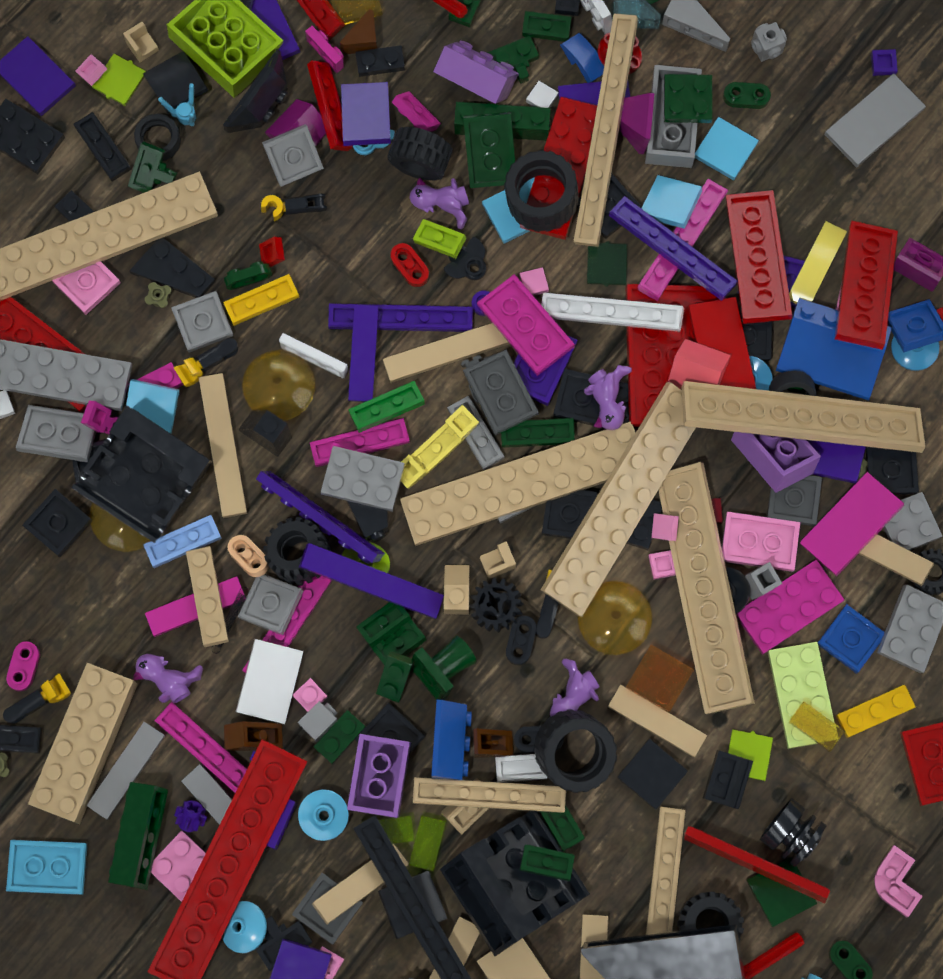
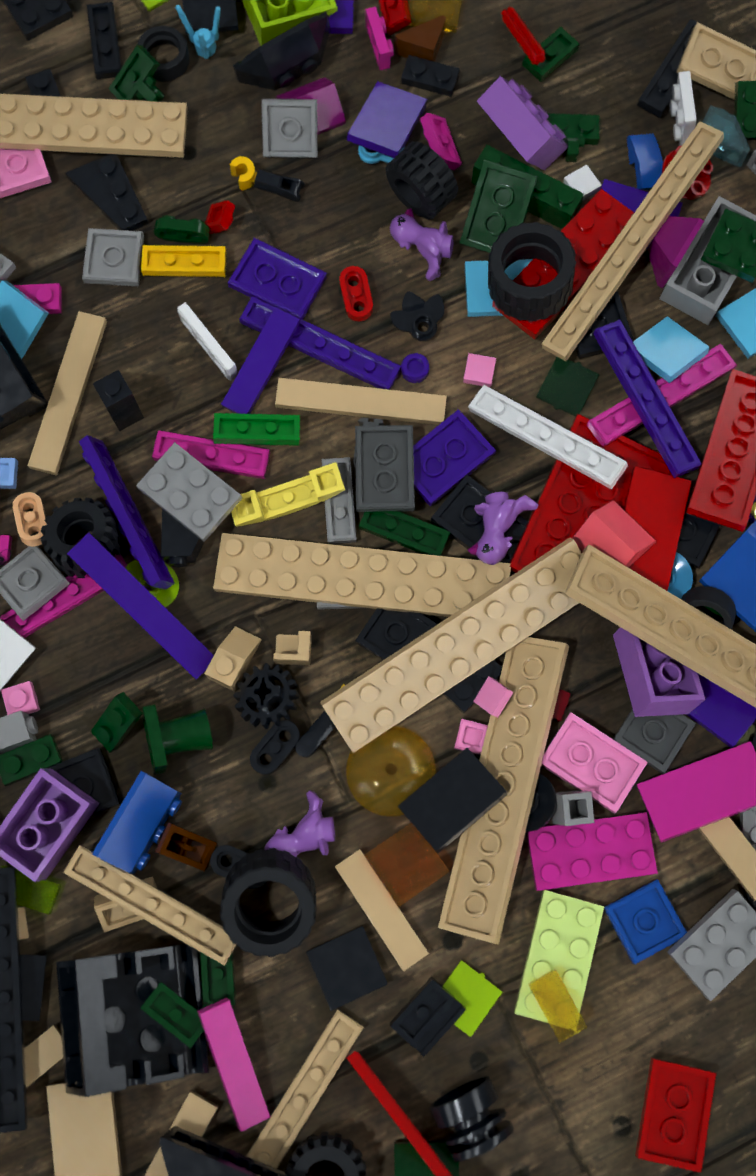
camera: 25 degrees right, 0 degrees up
(162, 300) = (85, 216): olive plate -> none
(191, 370) = (96, 297): piece -> none
(282, 399) = (159, 372): clear yellow dish -> none
(328, 103) = (354, 92): red tile -> none
(341, 280) = (277, 278): none -> dark purple tile
(391, 631) = (141, 672): dark green slope -> none
(427, 843) = (61, 924): clear neon green tile -> none
(439, 238) = (400, 279): lime plate -> none
(518, 769) = (199, 887): white tile -> none
(525, 324) = (447, 409): dark pink tile -> none
(546, 26) = (621, 113): dark green plate -> none
(606, 877) = (233, 1064): none -> dark pink tile
(671, 616) = (452, 800): none -> black tile
(875, 711) = (634, 1018): yellow plate -> none

